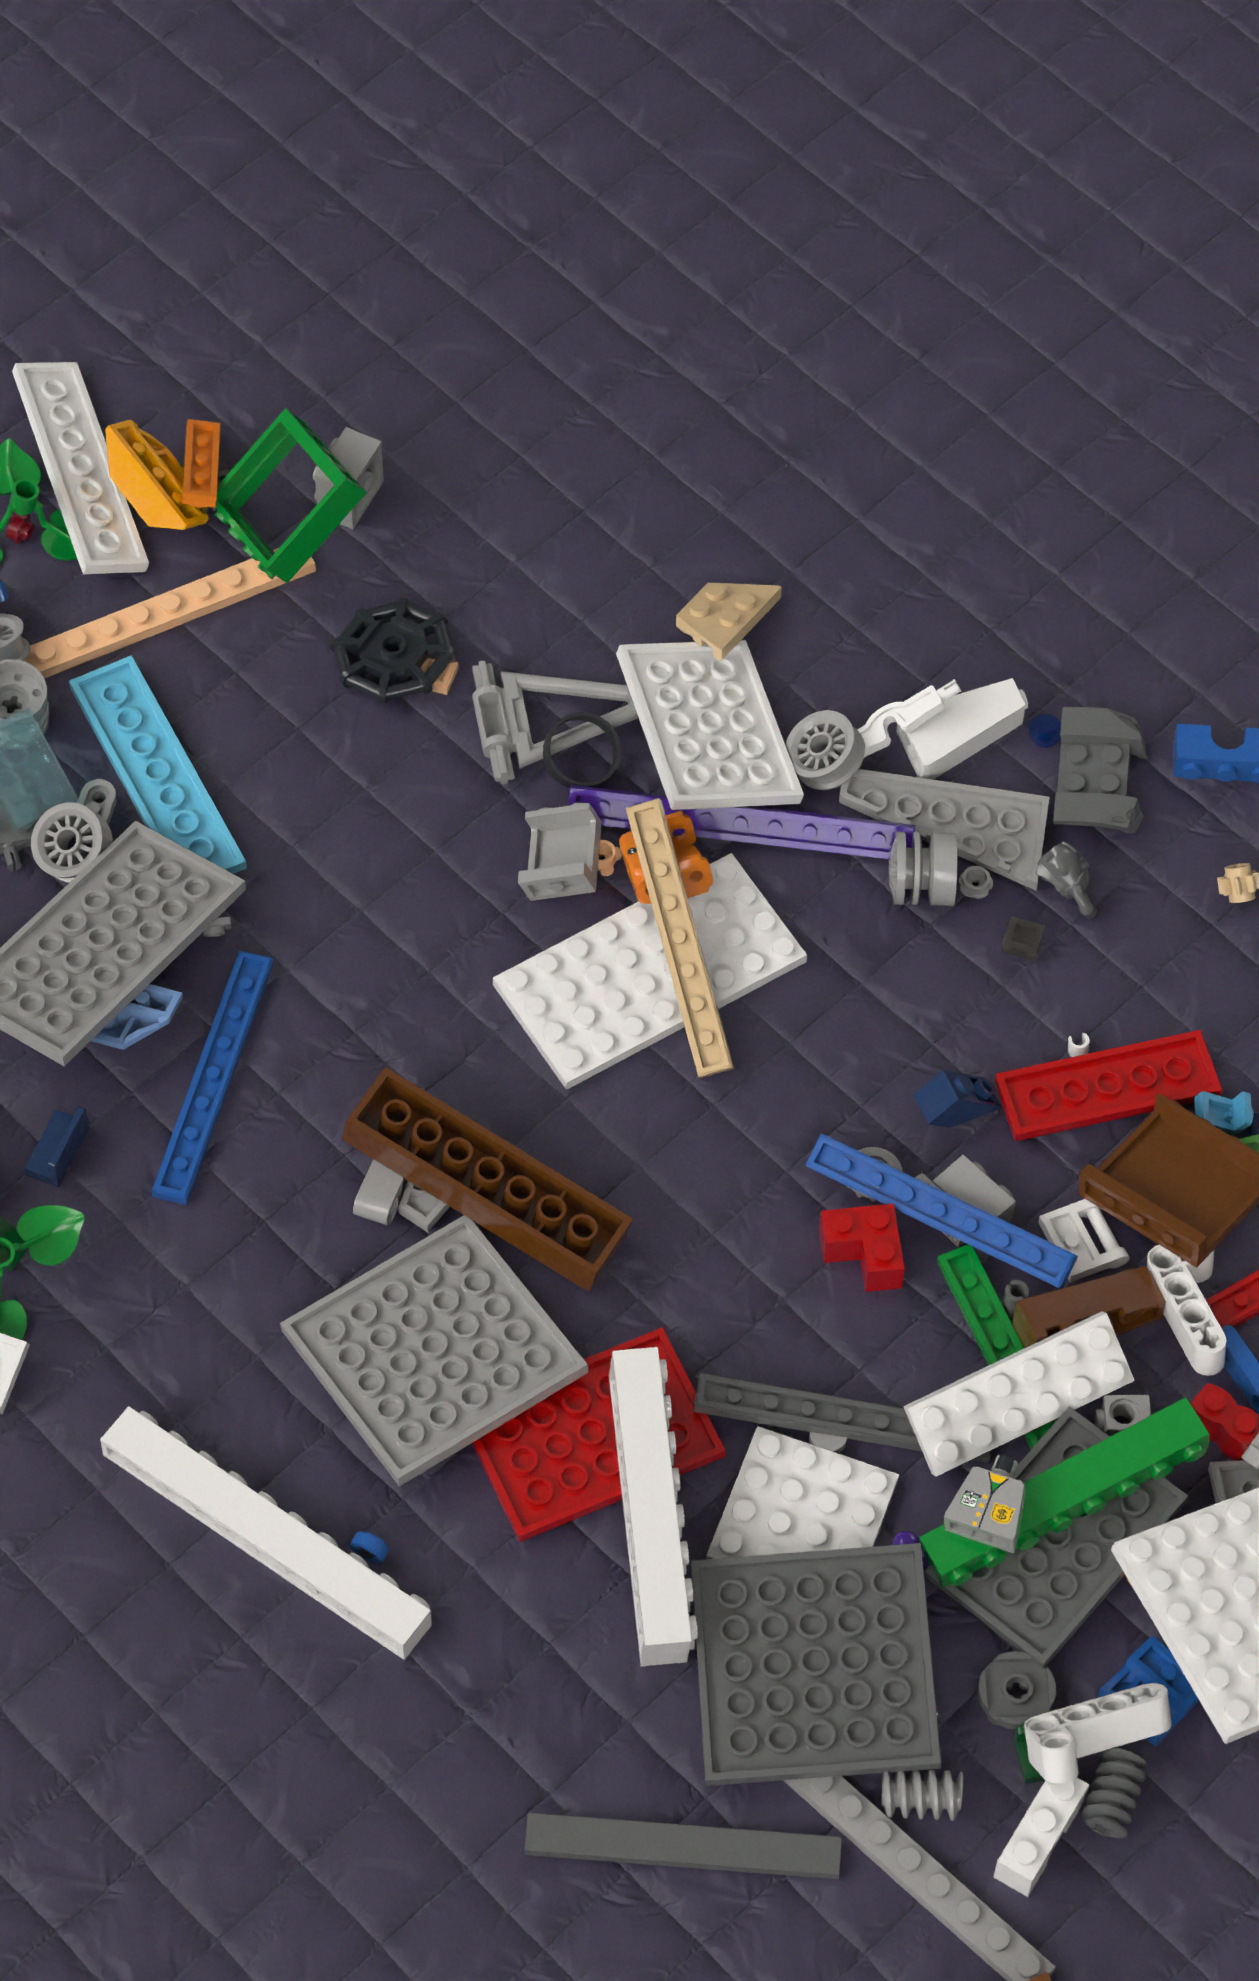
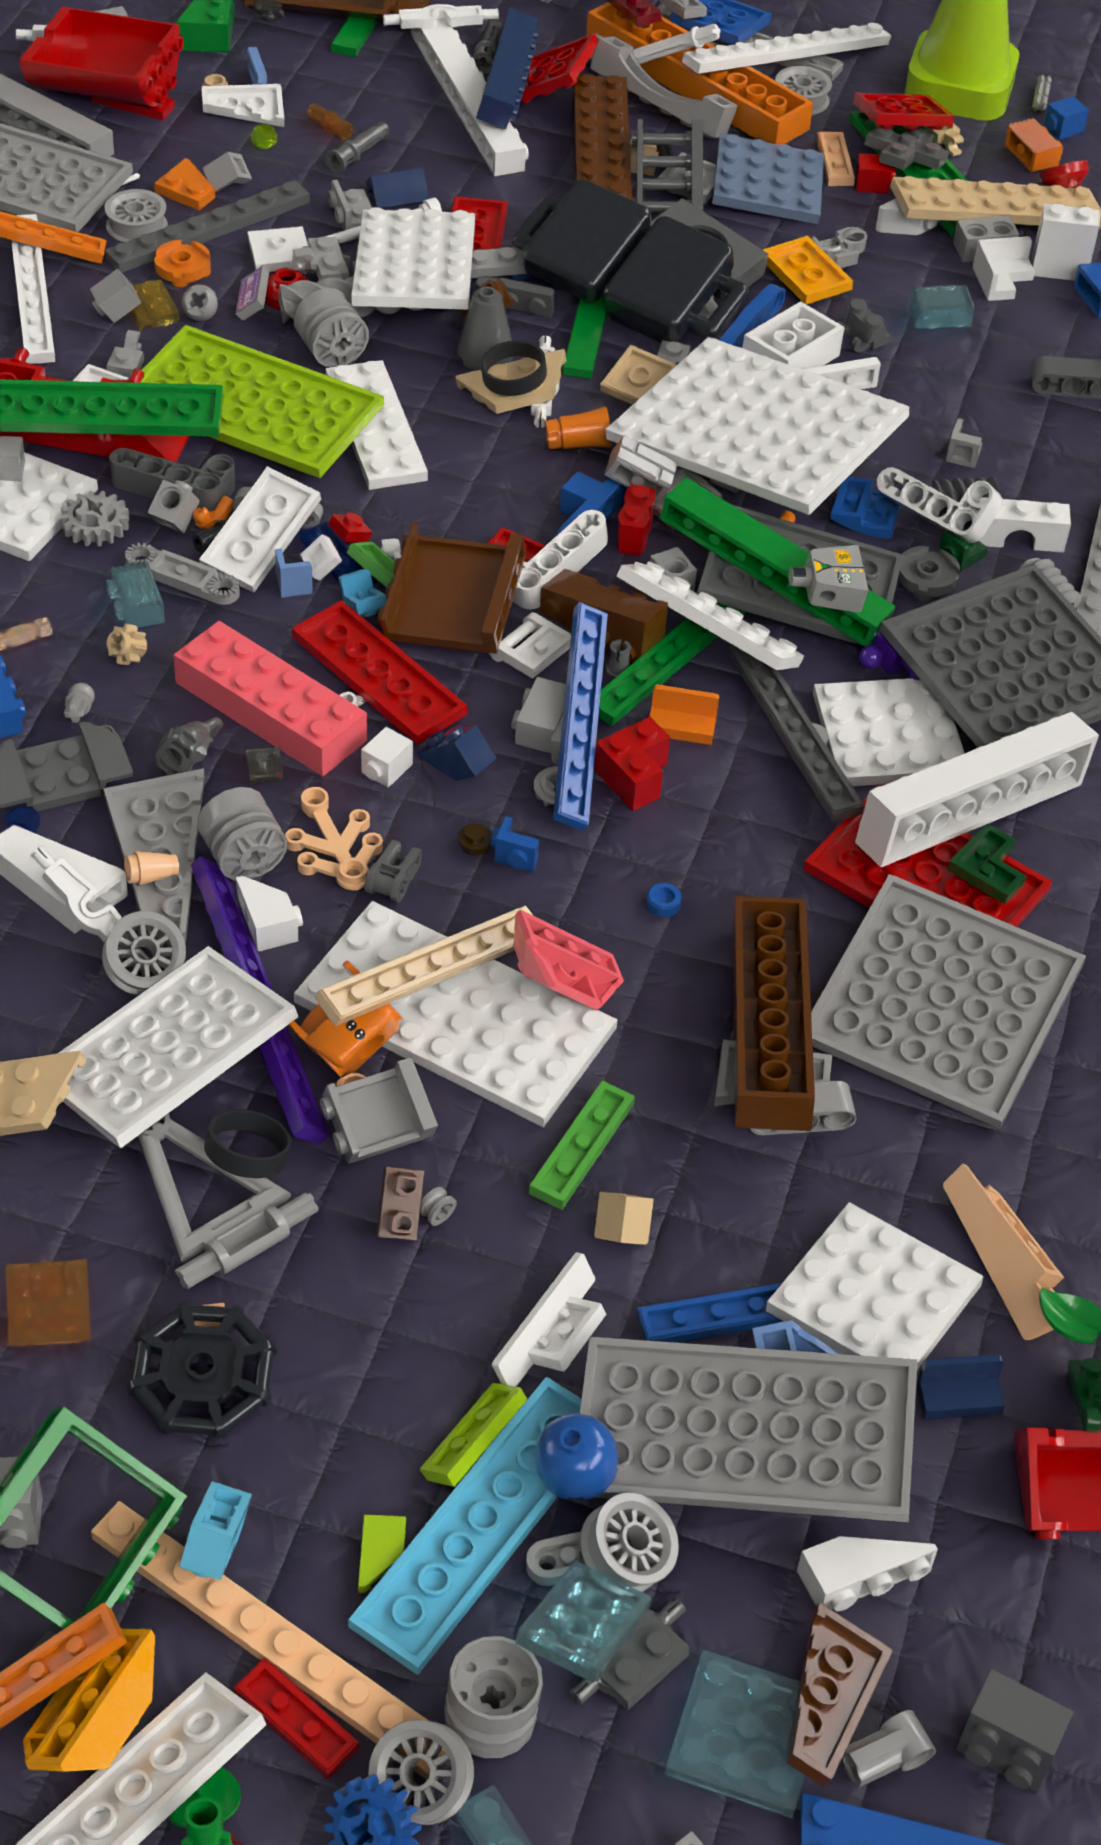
camera: 120 degrees left, 10 degrees down
(84, 607) = (297, 1718): none -> red tile
(150, 824) = (576, 1457): none -> blue cylinder
(155, 1259) = (1006, 1249): none -> light nougat wedge
(174, 1124) = (874, 1290): none -> white plate
(180, 706) = (381, 1546): none -> lime tile
(229, 795) = (473, 1434): none -> lime plate
(241, 593) = (215, 1531): none -> medium azure brick
(287, 890) = (554, 1327): none -> white bracket
(359, 987) = (623, 1218): none -> tan panel
(449, 861) = (437, 1206): none -> light grey bush
(450, 993) = (581, 1145): none -> bright green plate
(457, 828) = (400, 1203): none -> hips
(509, 573) = (48, 1303): none -> clear orange plate
(565, 1466) = (983, 867): none -> dark green plate
(628, 1047) = (564, 961): none -> coral wedge
(689, 1195) = (663, 900): none -> blue tile
(805, 1092) = (514, 848): none -> blue bracket
(830, 974) = (389, 876): none -> dark grey piece
(833, 865) = (268, 914): none -> white slope
(843, 1072) = (474, 839): none -> dark brown plate
(895, 959) = (349, 871): none -> light nougat plant
(910, 1326) = (685, 713): none -> orange panel
(920, 785) = (149, 867): none -> light nougat cone
(981, 1038) = (386, 757): none -> white brick
(1107, 972) = (270, 698): none -> coral brick
(1196, 833) = (78, 701): none -> light grey axle
(1214, 1862) = (963, 448): none -> light grey panel

